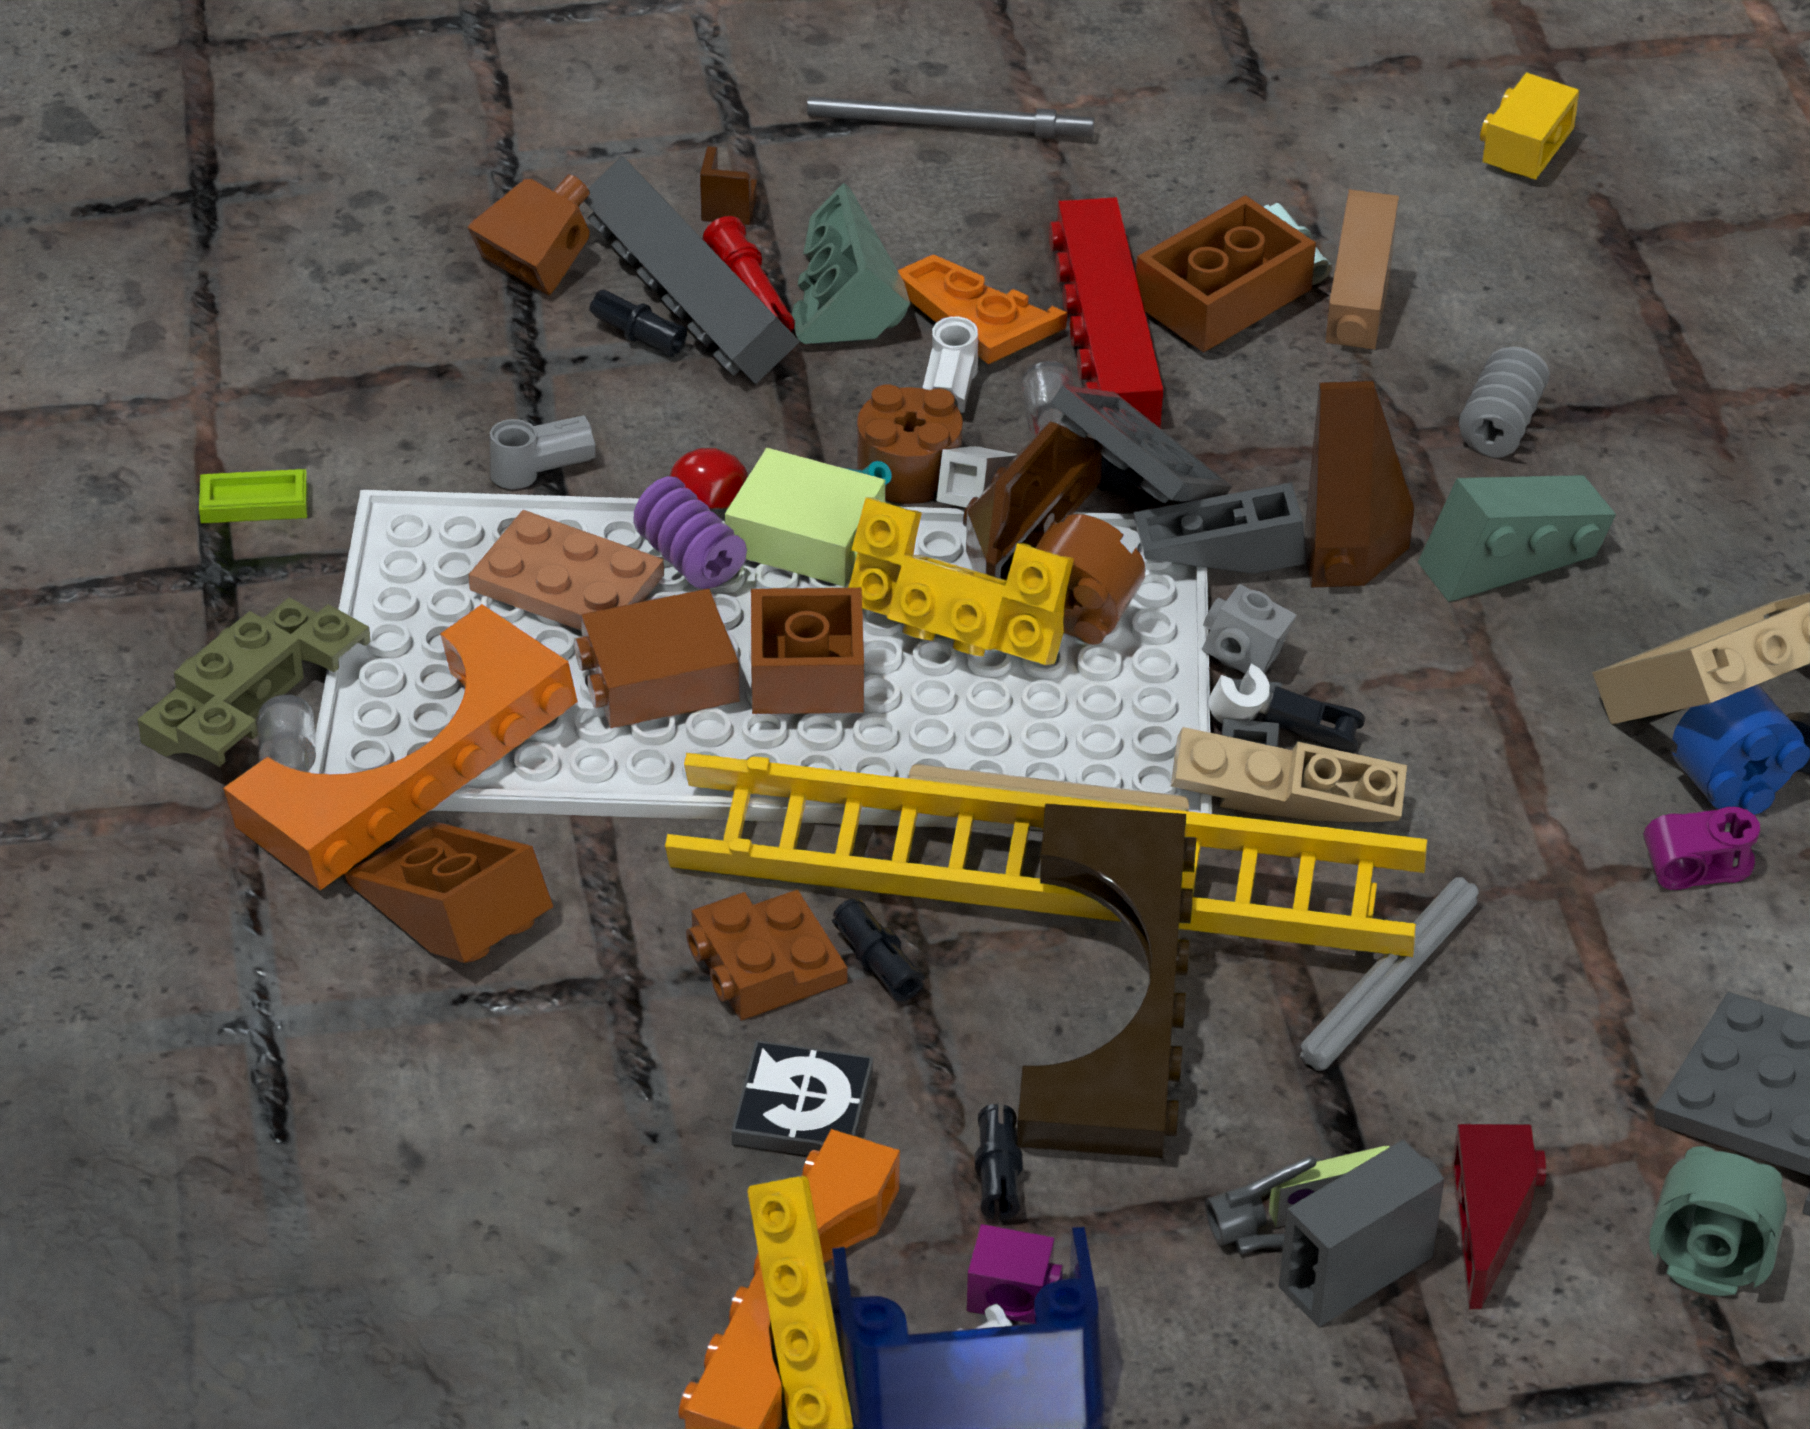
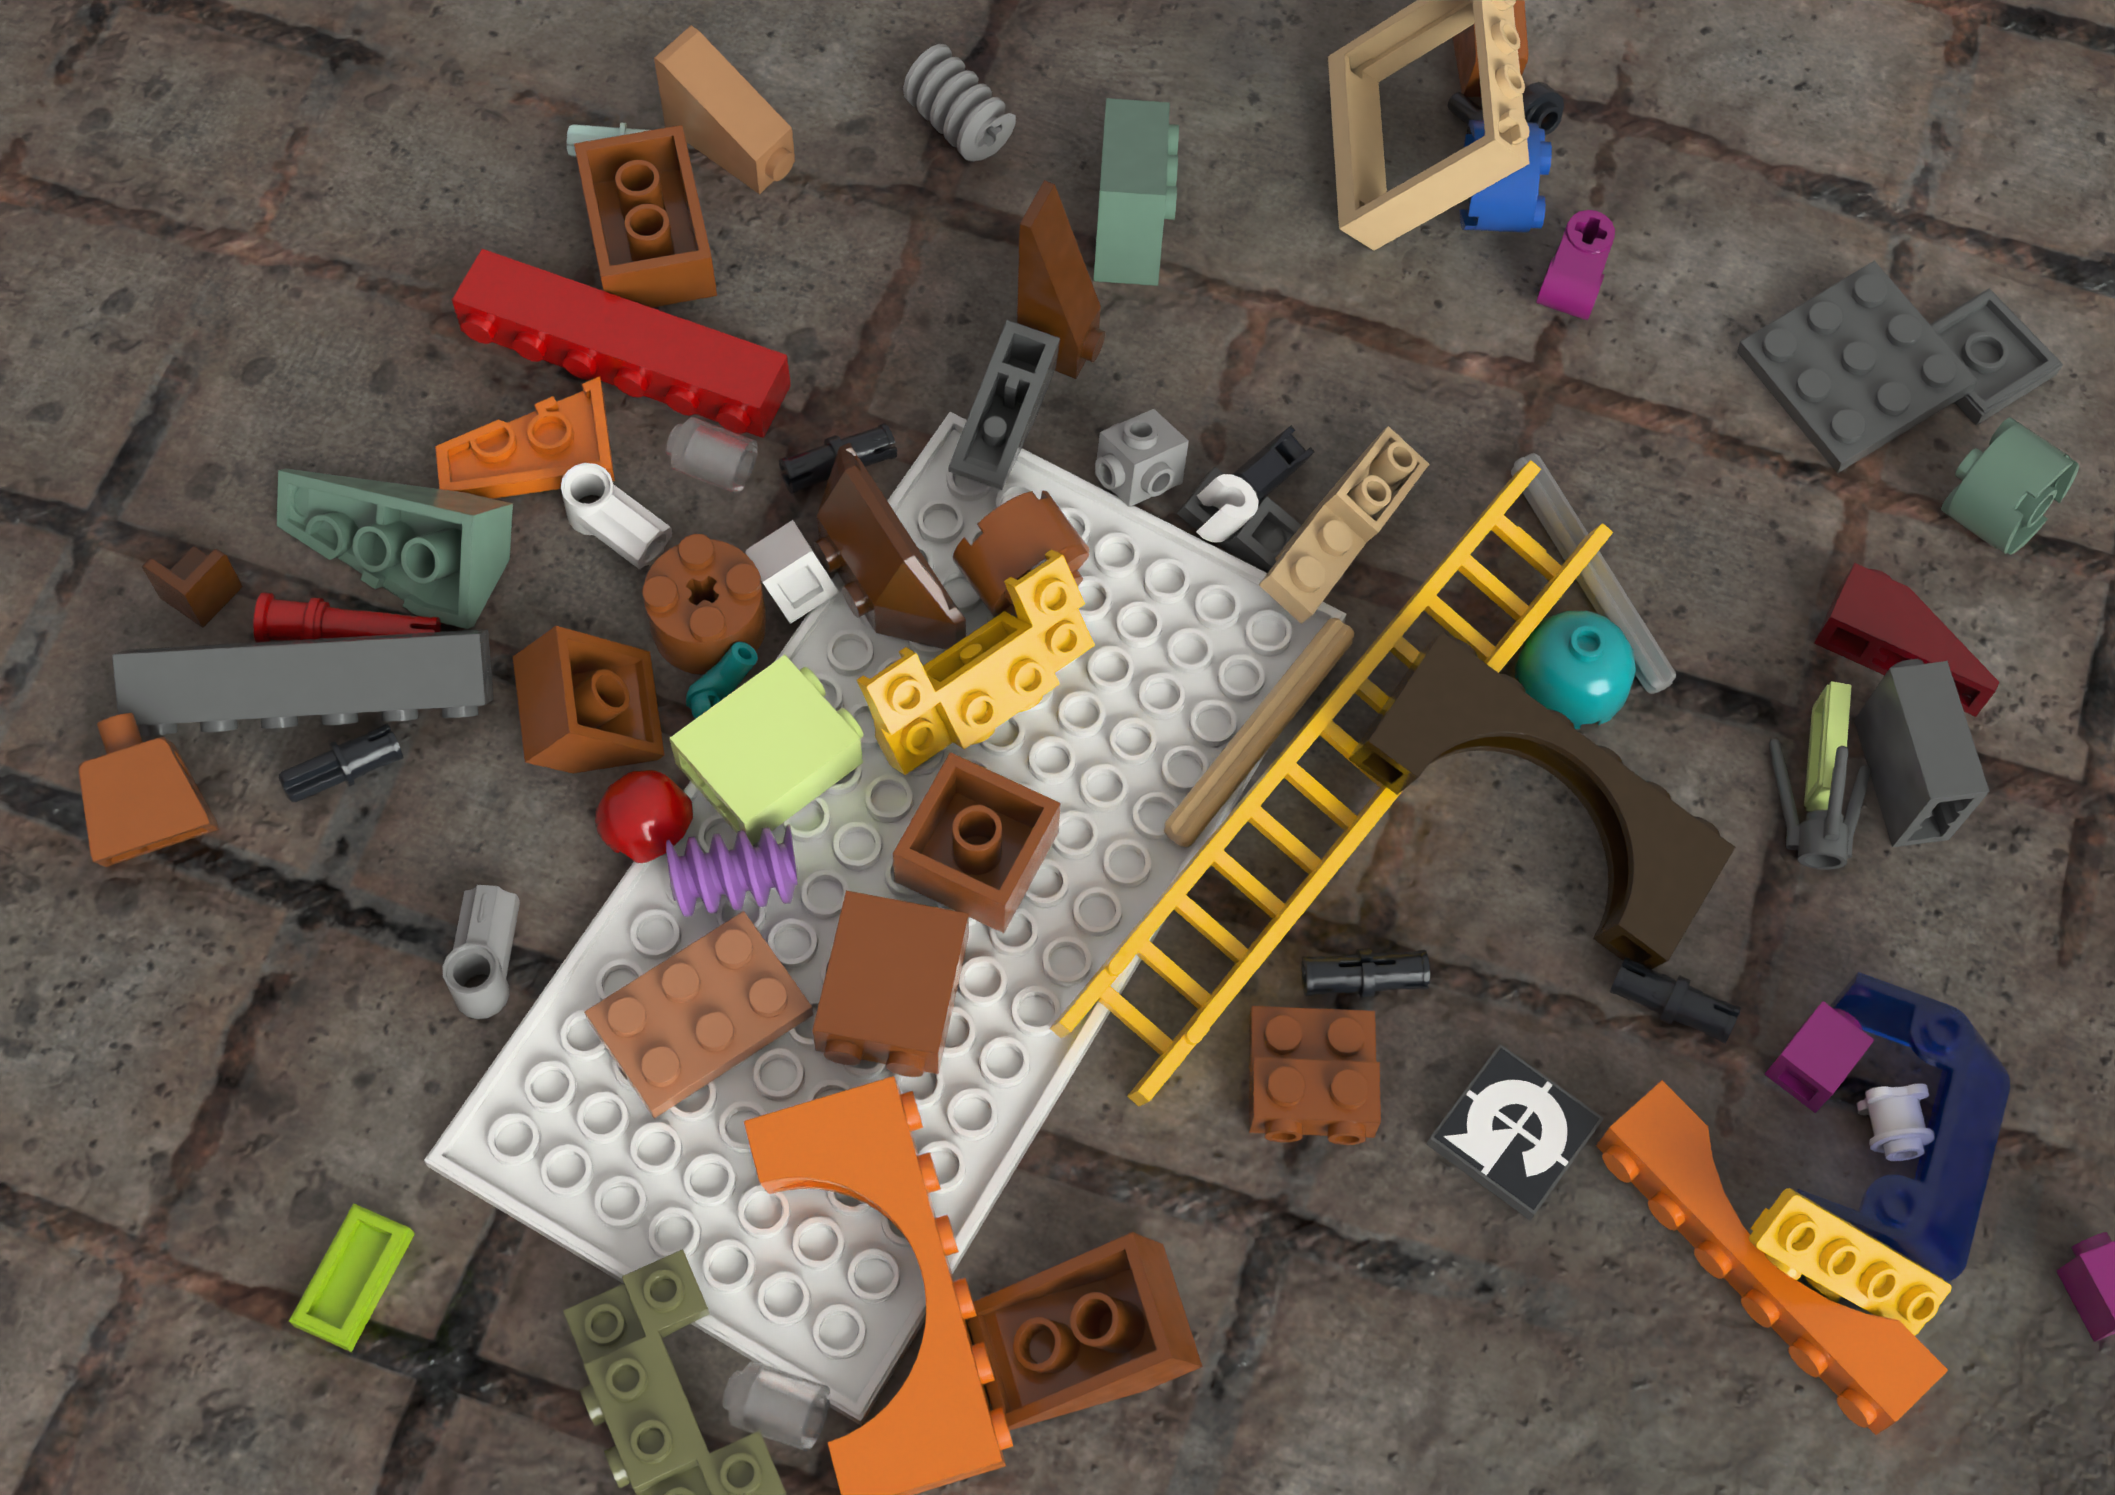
camera: 65 degrees left, 20 degrees up
(782, 411) = (586, 703): none -> dark orange slope
(1043, 122) = (290, 253): flat silver bar -> none
(1138, 443) = (879, 414): dark grey plate -> none
(1277, 988) = (1577, 666): none -> teal cylinder

